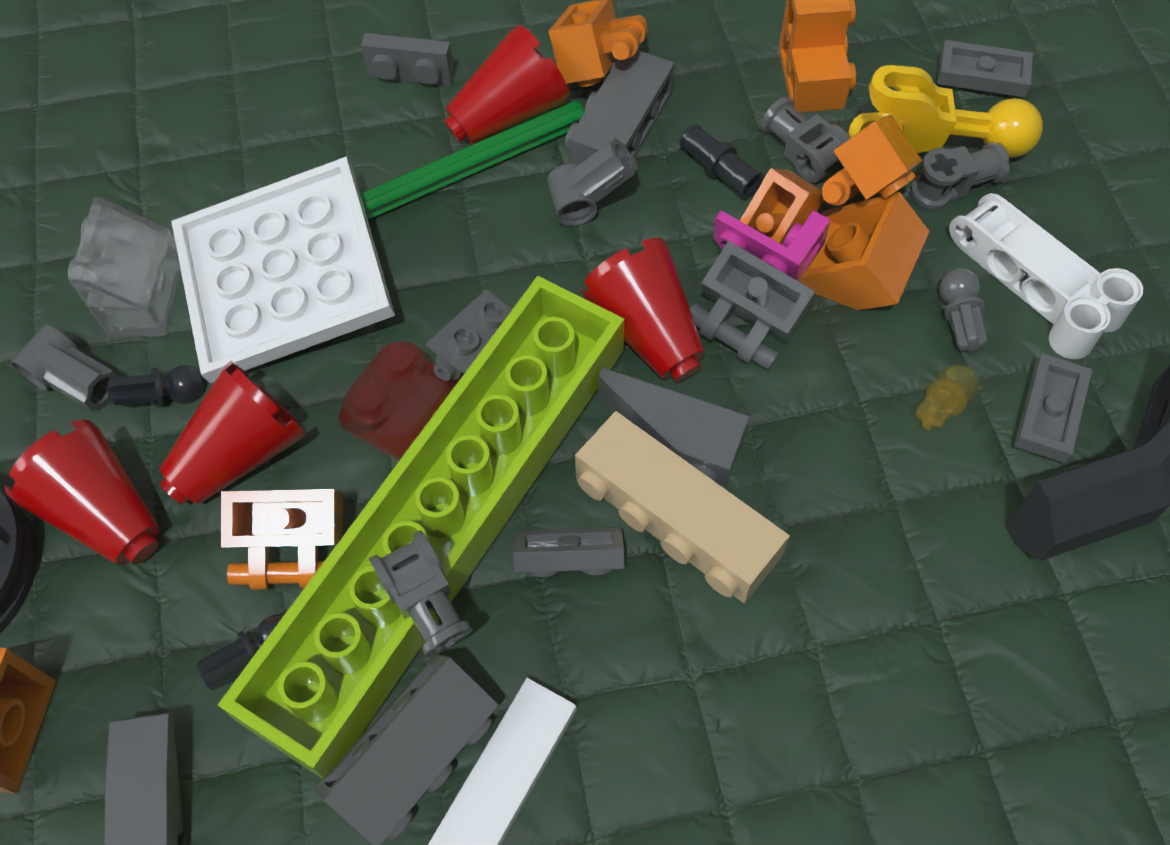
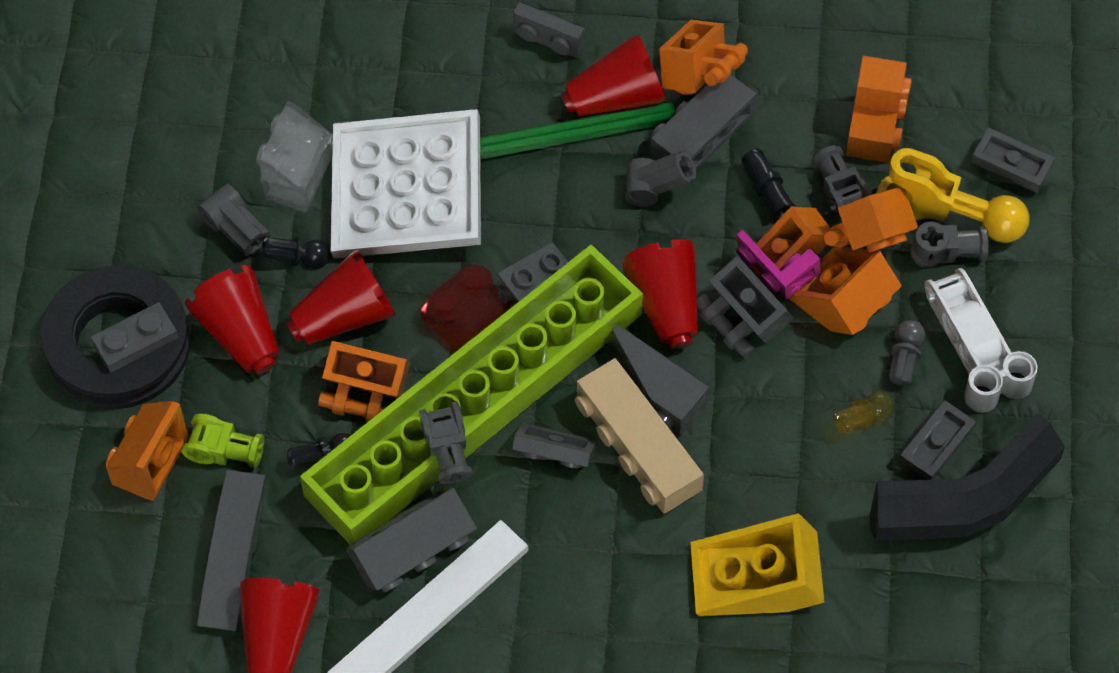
camera: 15 degrees right, 0 degrees up
(95, 678) = (217, 442): none -> lime connector
(901, 648) = (758, 569): none -> yellow slope

